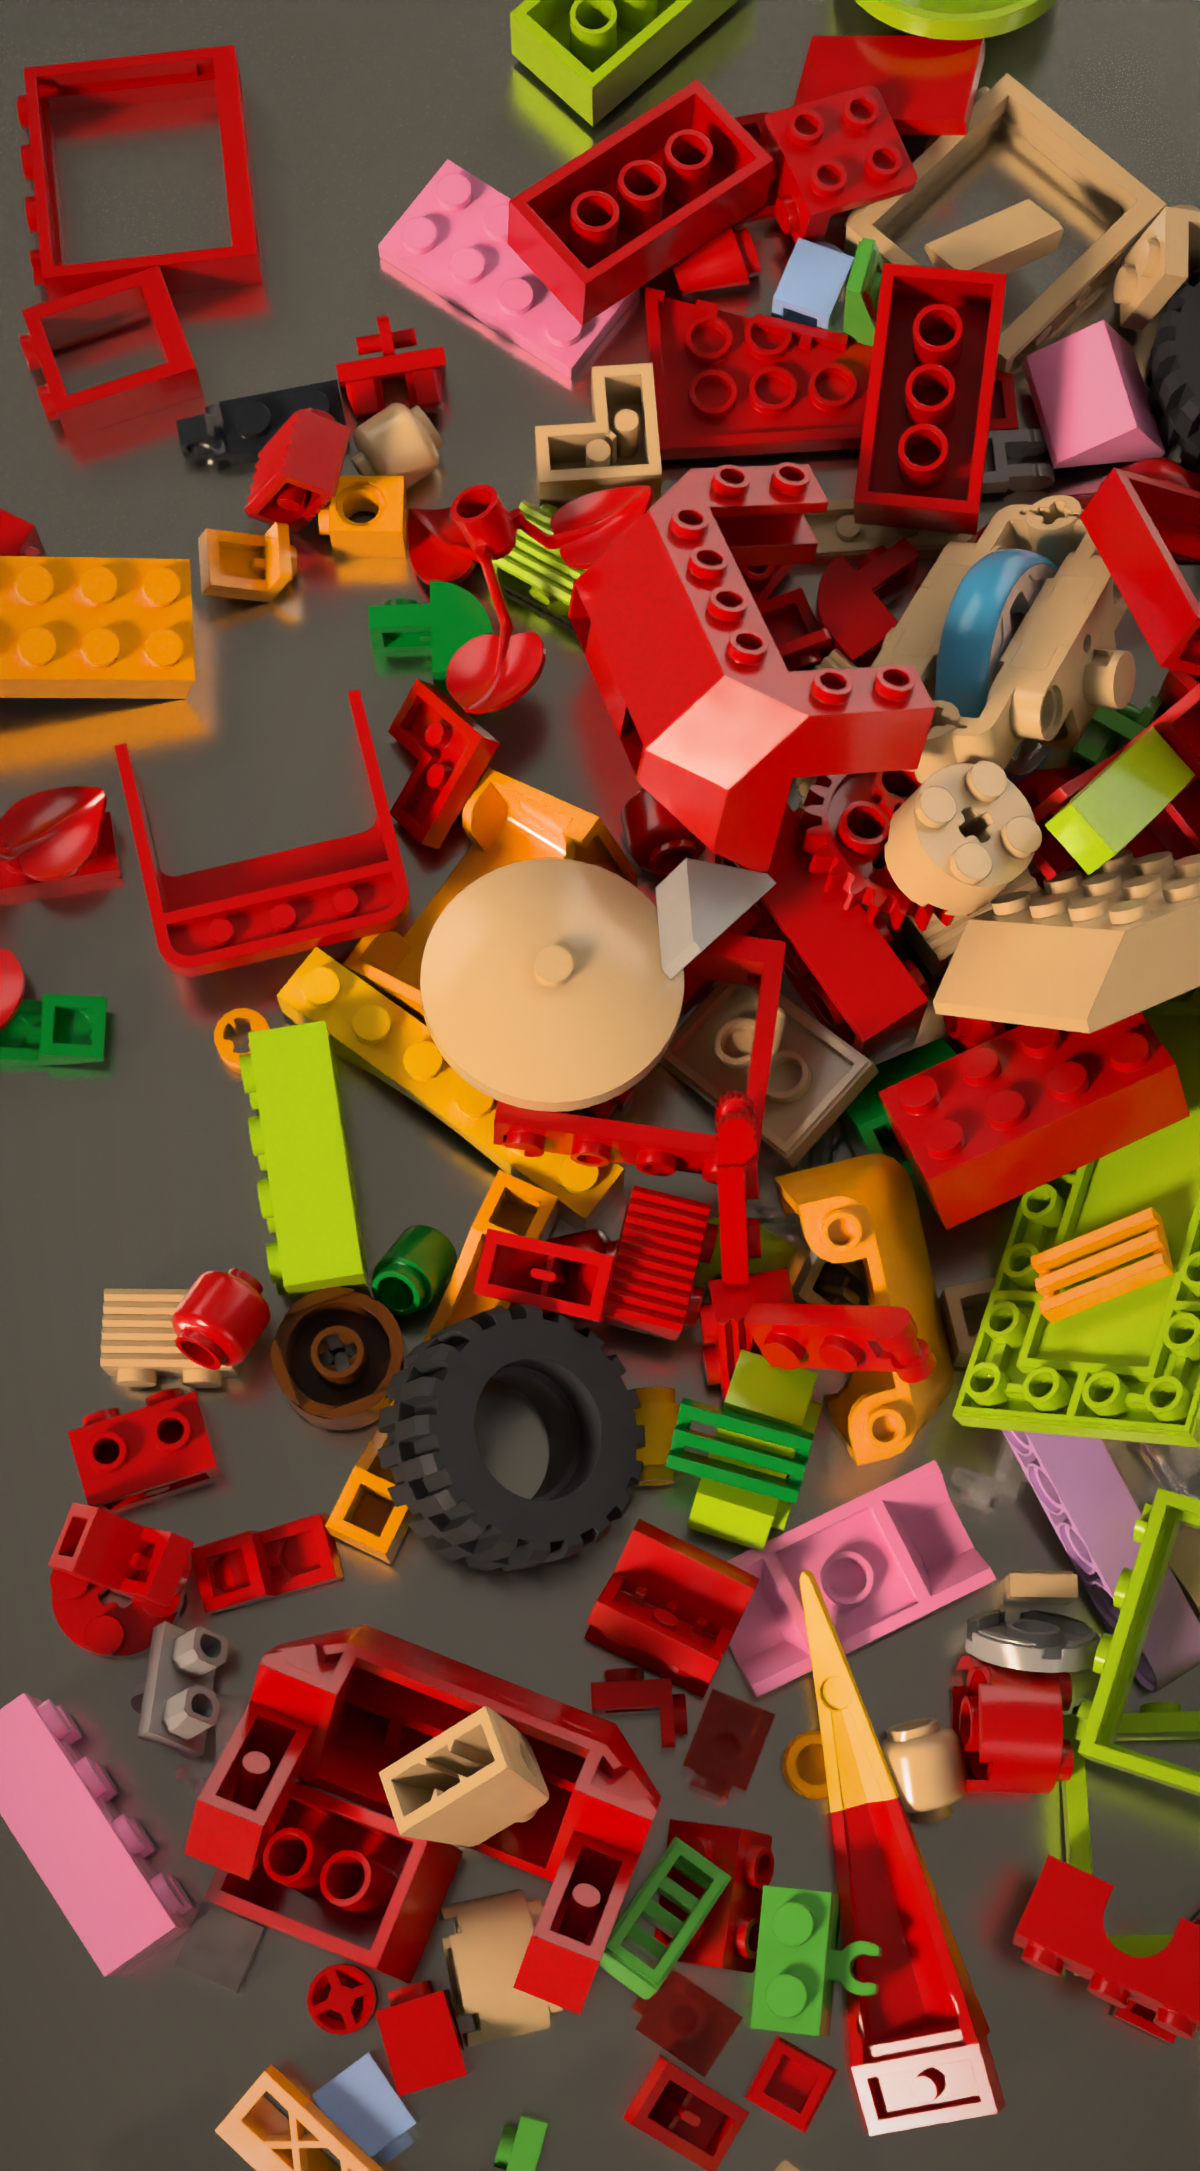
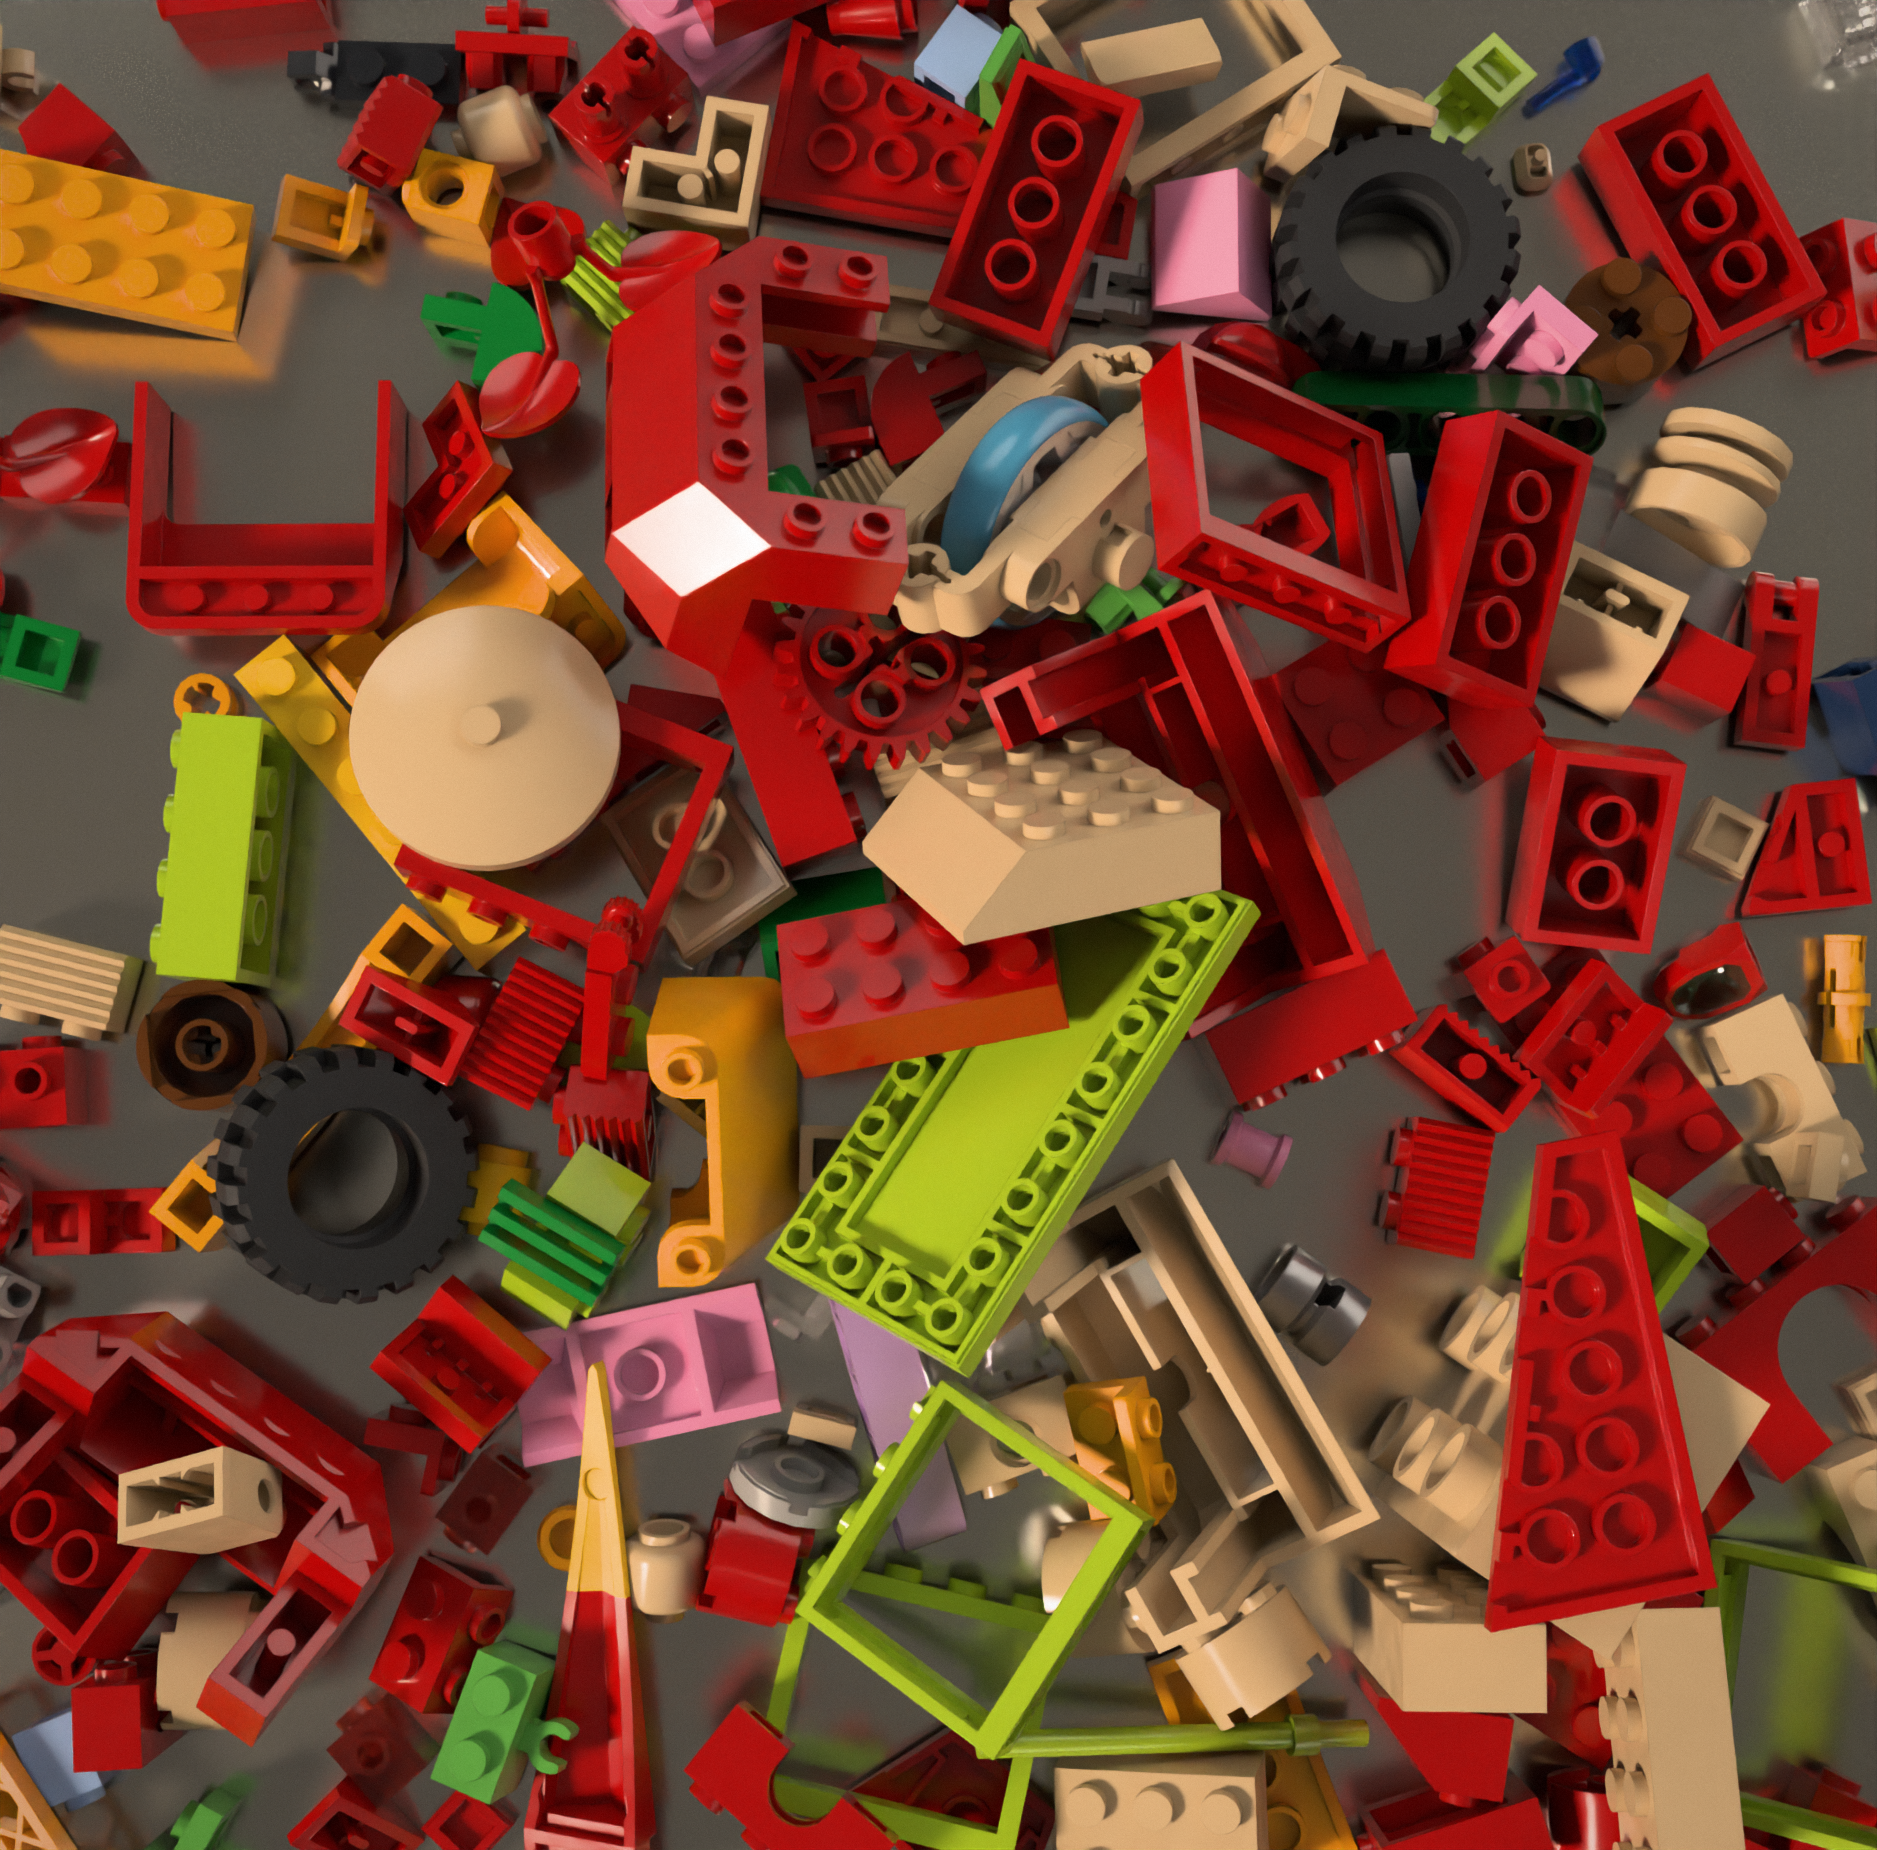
camera: 10 degrees right, 10 degrees up
(220, 1318) = (96, 986): red head -> none
(413, 1270) = (304, 976): green brick -> none
(506, 398) = (623, 104): none -> red brick
(630, 1969) = (331, 1695): bright green slope -> none
(699, 905) = (649, 695): light grey slope -> none
(841, 1338) = (663, 1169): red plate -> none
(961, 838) = (955, 687): tan brick -> none
(1100, 1256) = (938, 1134): light orange tile -> none
(1120, 801) = (1086, 695): lime slope -> none

